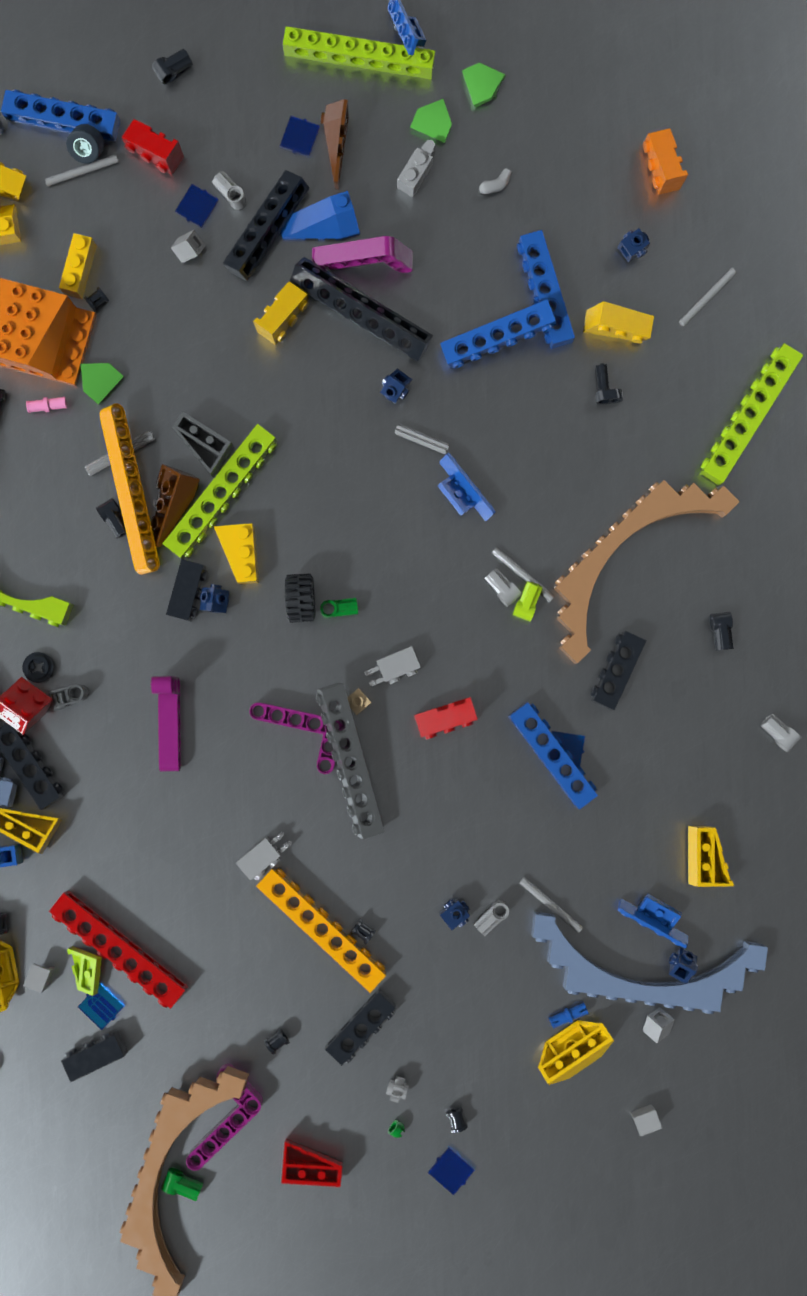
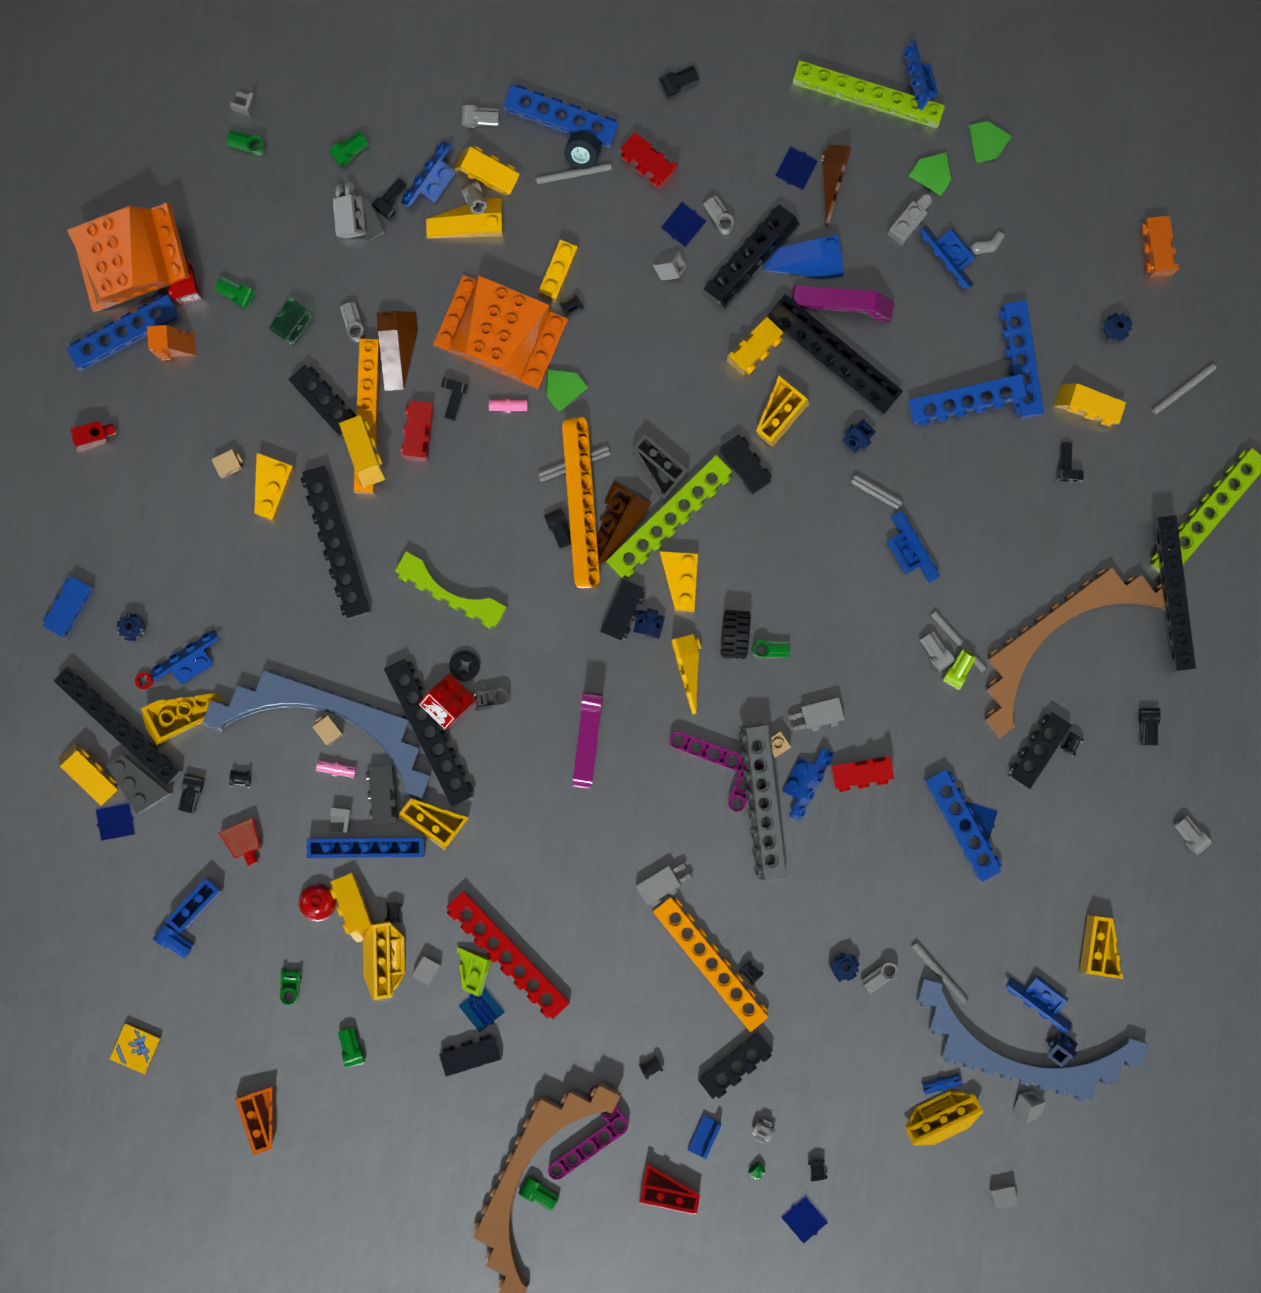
camera: 15 degrees right, 0 degrees up
(257, 629) = (687, 659): none -> yellow wedge
(289, 429) = (746, 464): none -> black brick
(316, 373) = (781, 412): none -> yellow wedge
(340, 1102) = (704, 1136): none -> blue panel
(390, 734) = (805, 781): none -> blue bracket
(464, 194) = (952, 251): none -> blue bracket
(649, 659) = (1072, 744): none -> black bush
(729, 495) = (1174, 593): none -> black brick

